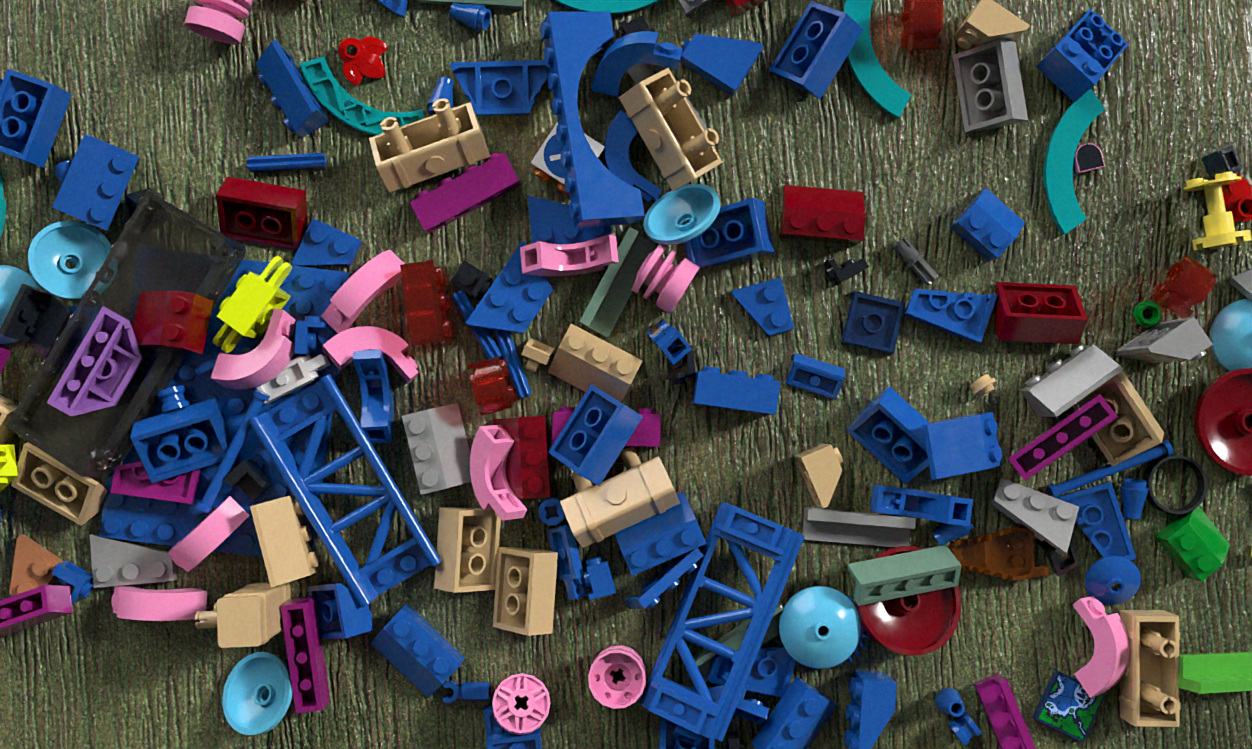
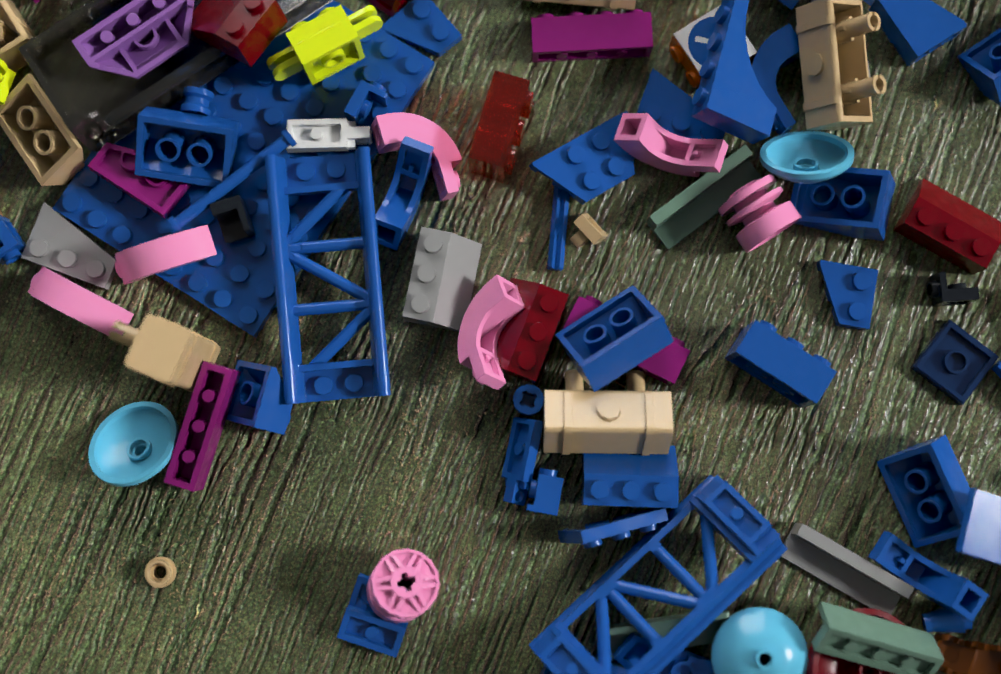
camera: 30 degrees right, 5 degrees down
(261, 363) = (307, 105): bright pink arch -> none
(284, 540) = (240, 295): tan slope -> none
(361, 288) = (440, 79): bright pink arch -> none
(417, 650) = (318, 479): blue slope -> none
(468, 549) = (422, 397): tan slope -> none
(468, 691) = (351, 548): blue bar -> none
(471, 280) = (554, 127): black bracket -> none
(481, 334) = (539, 181): blue axle -> none
(490, 385) = (526, 239): clear red brick -> none
(525, 590) = (462, 469): tan slope -> none
(590, 360) = (642, 259): tan slope -> none
(621, 692) = (517, 625): bright pink wheel -> none
(667, 339) = (732, 276): blue leg -> none
(682, 369) = (732, 310): black bracket -> none
(815, 376) = (868, 390): blue slope -> none
(820, 471) = (833, 490): tan slope -> none

